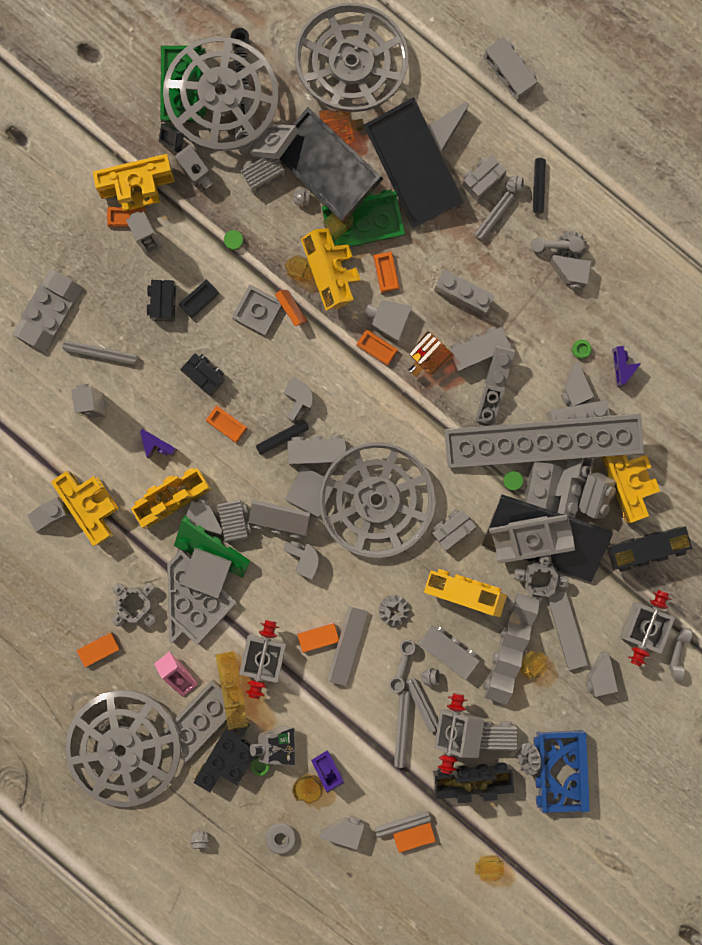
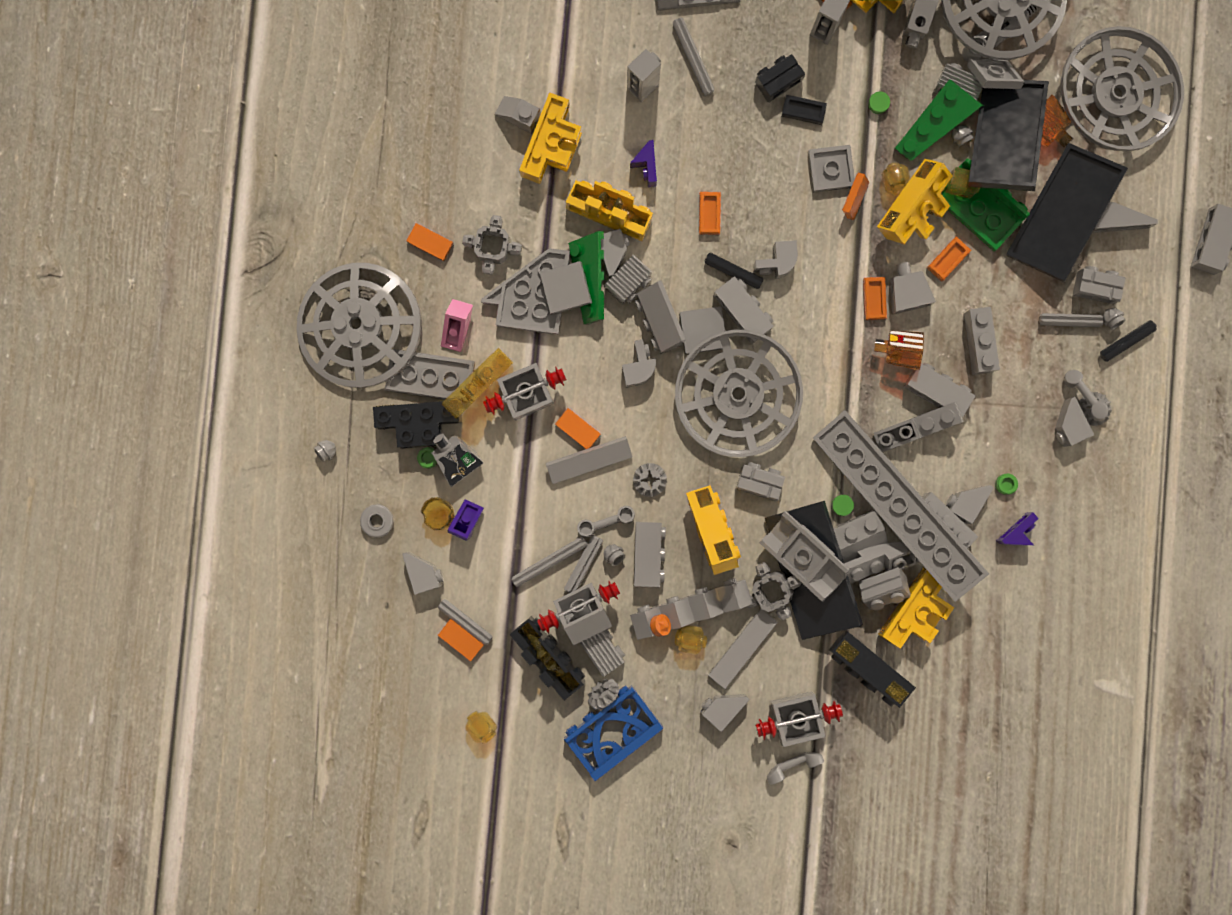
camera: 60 degrees right, 0 degrees up
(203, 374) = (739, 160): black brick -> none
(276, 202) = (941, 115): none -> green wing
(508, 681) = (660, 625): none -> orange tile

